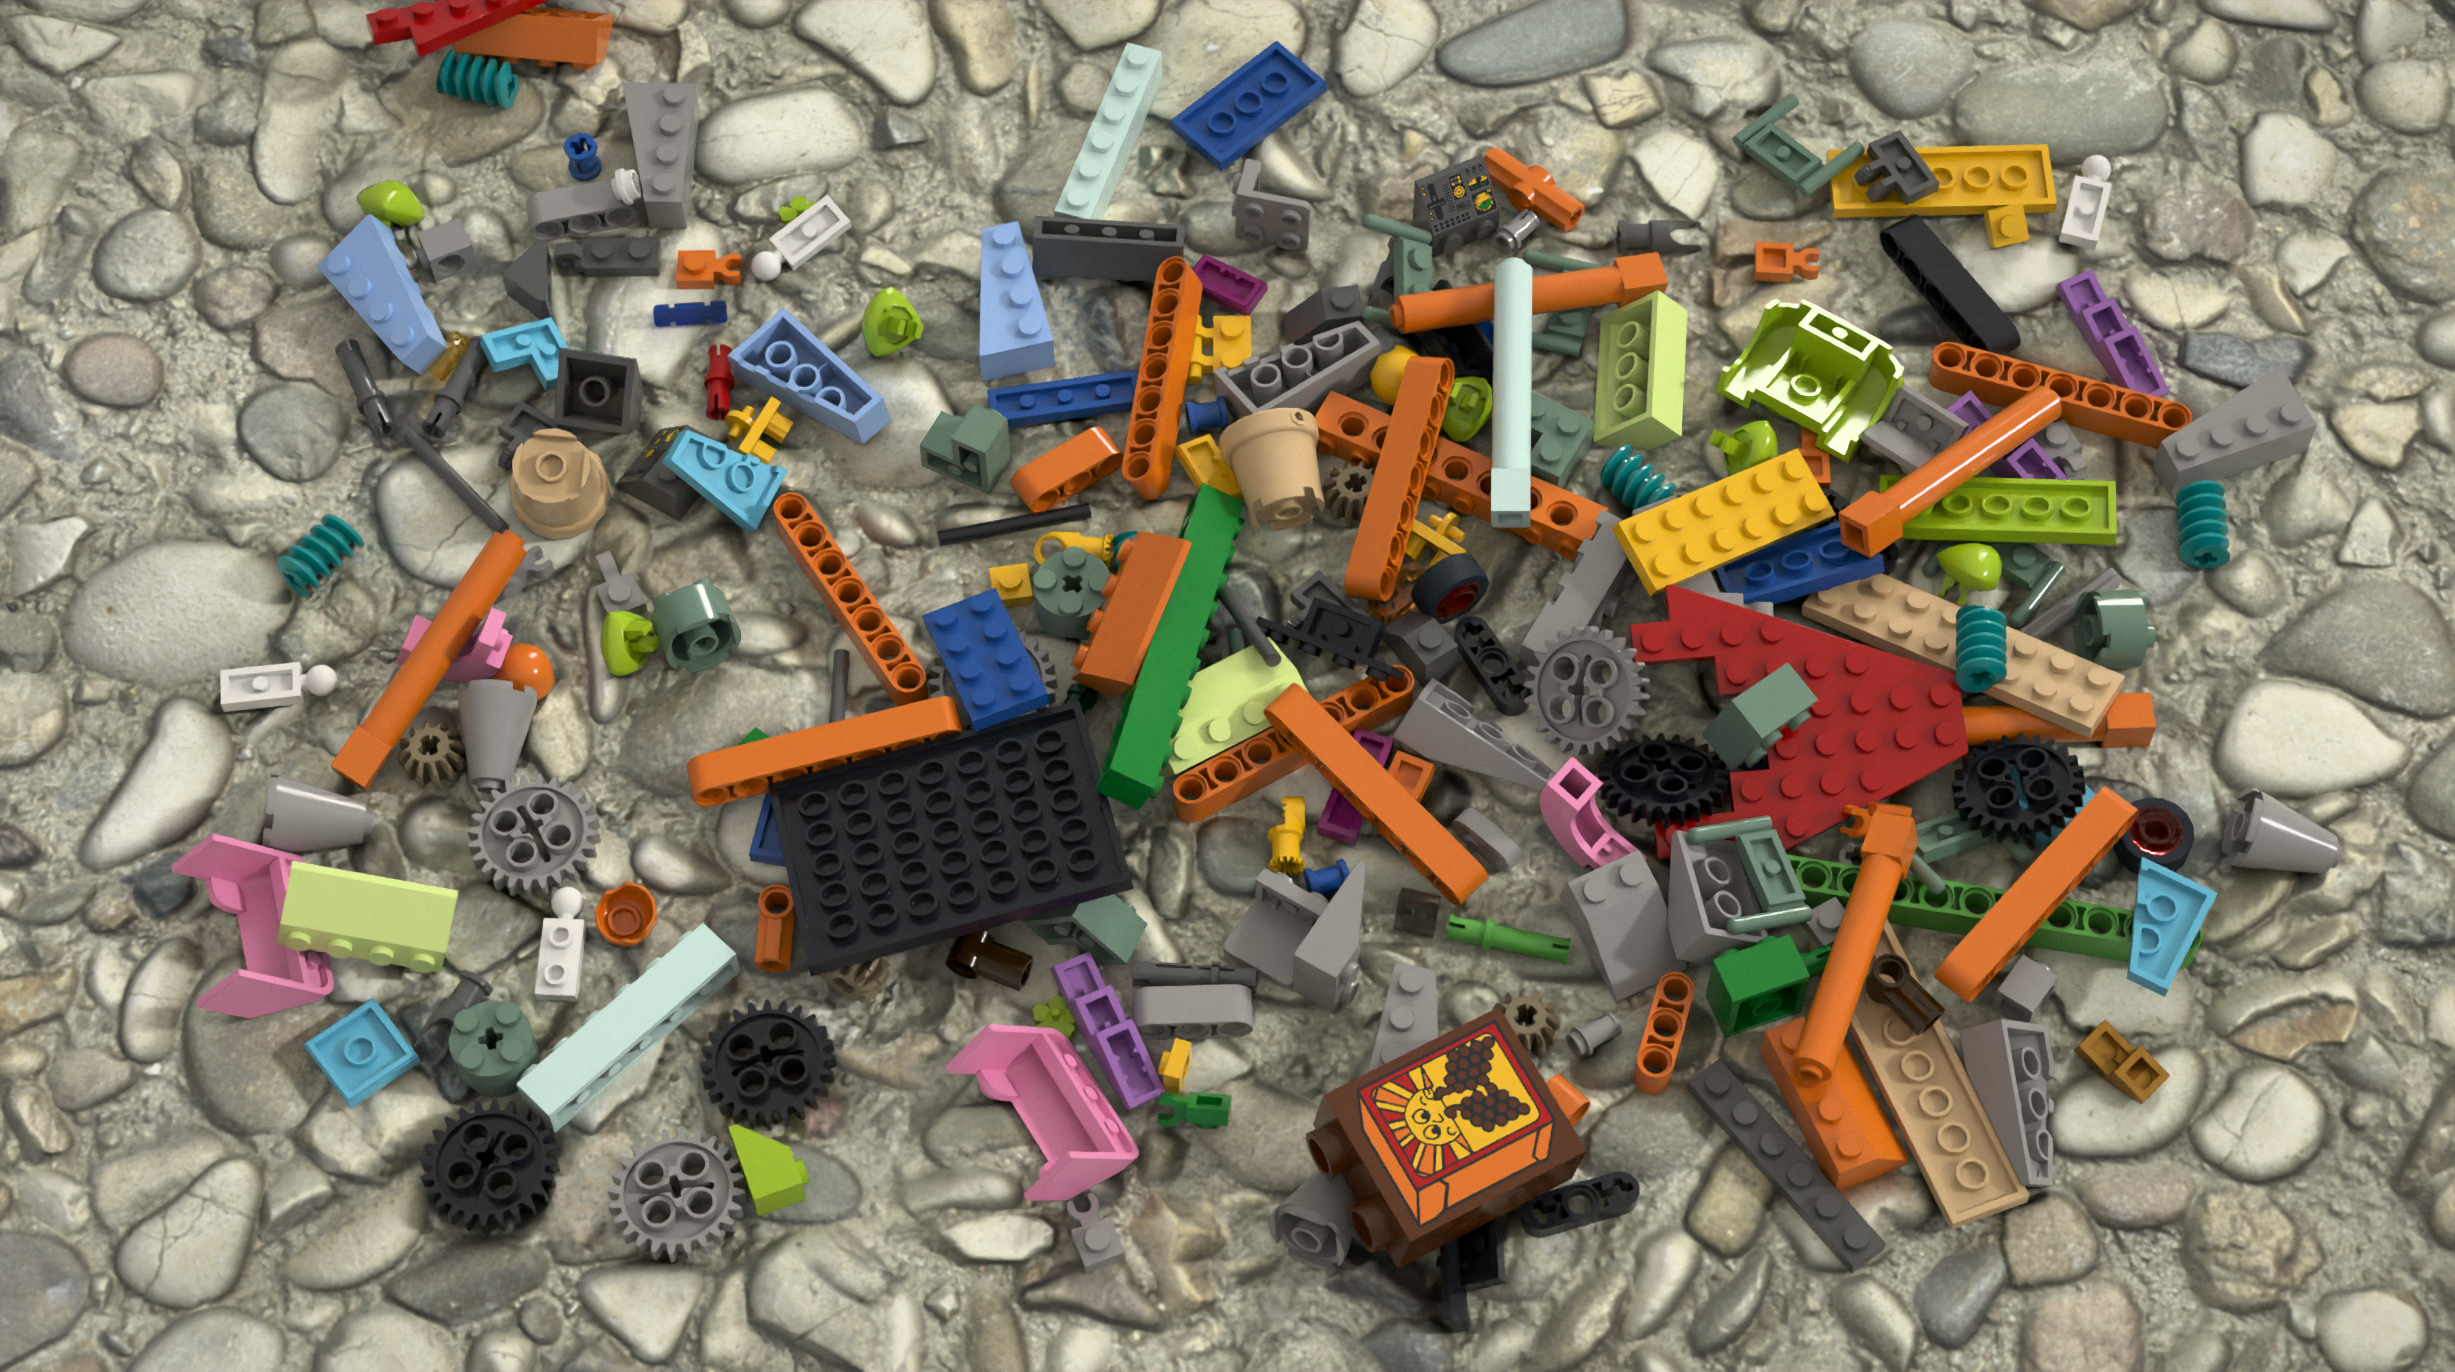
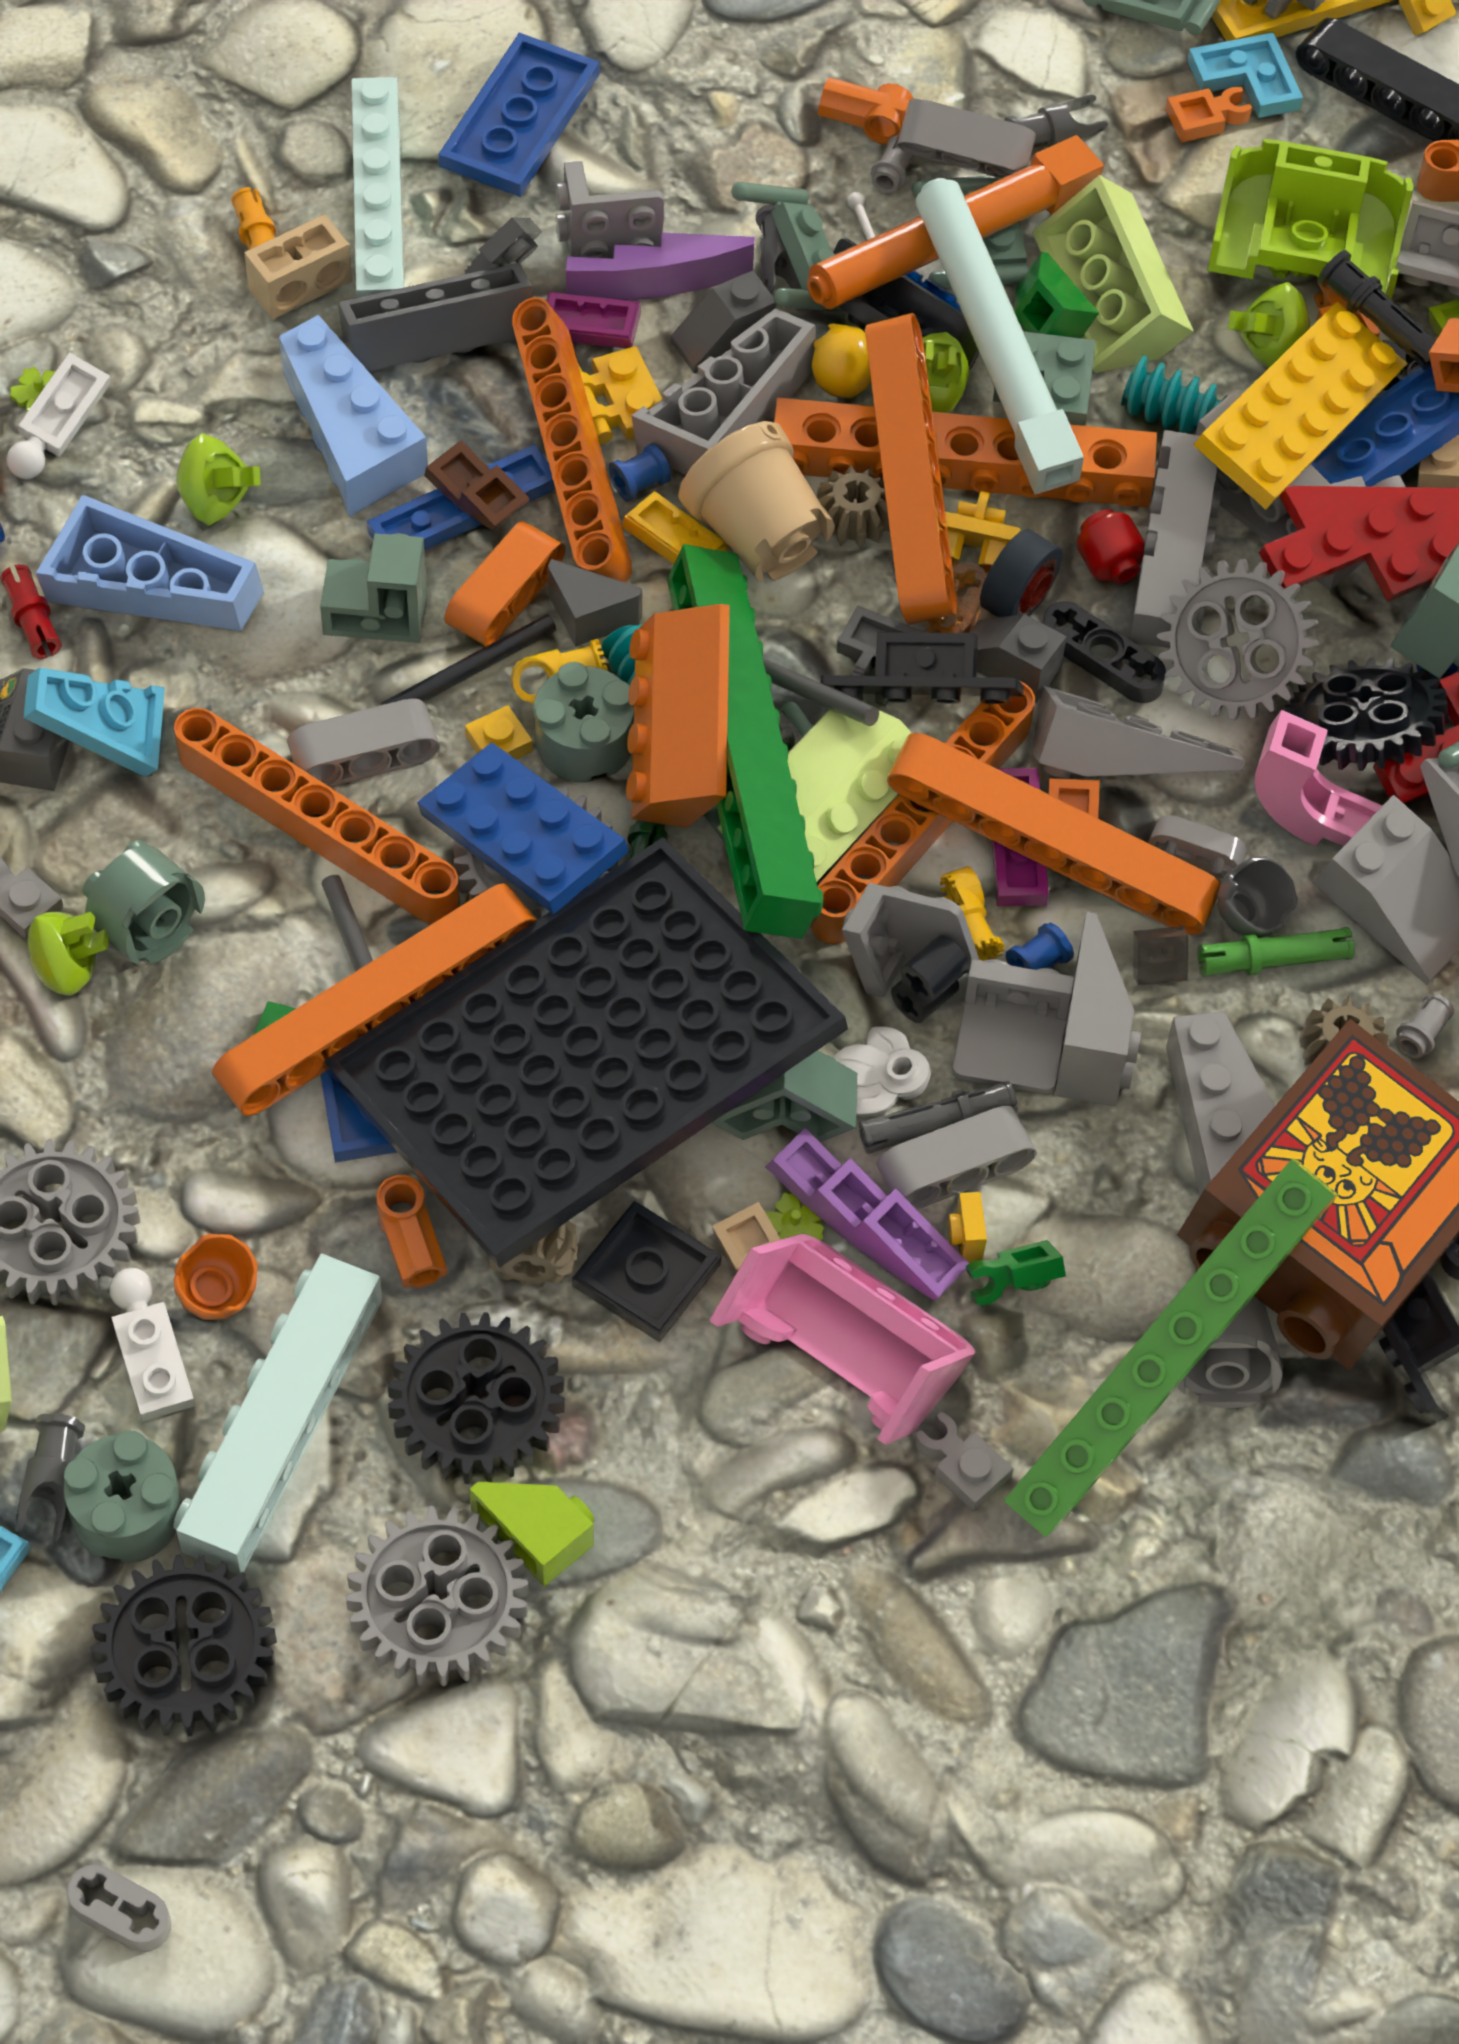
camera: 25 degrees left, 0 degrees up
(362, 1336) = (112, 1919): none -> light grey beam
(769, 422) = (102, 652): yellow hips -> none
(909, 558) = (365, 742): none -> light grey beam
(931, 1016) = (646, 1271): none -> black plate
(981, 956) = (687, 1180): dark brown piece -> none
(1011, 140) = (254, 224): none -> light orange pin
(1014, 1011) = (744, 1231): none -> tan plate
(1024, 178) = (298, 266): none -> tan brick
(1075, 388) = (474, 488): none -> reddish brown slope
(1124, 506) = (591, 602): none -> dark grey slope
(1167, 926) = (877, 1070): none -> white plate
(1184, 207) = (509, 244): none -> dark grey hinge
(1216, 825) = (896, 926): none -> light grey bracket
(1231, 871) = (930, 978): none -> black axle
(1255, 1202) = (1171, 1347): none -> bright green brick
(1308, 263) = (676, 267): none -> medium lavender slope
(1456, 205) = (821, 149): dark grey slope -> none
(1475, 252) = (856, 202): none -> white hinge
(1510, 893) = (1256, 897): none -> dark grey hair
(1532, 584) = (1111, 546): none -> red head
(1573, 228) = (965, 138): none -> light grey beam
(1581, 381) = (1051, 302): none -> green slope
(1819, 452) = (1366, 297): none -> black pin
(1838, 231) = (1249, 62): none -> medium azure plate

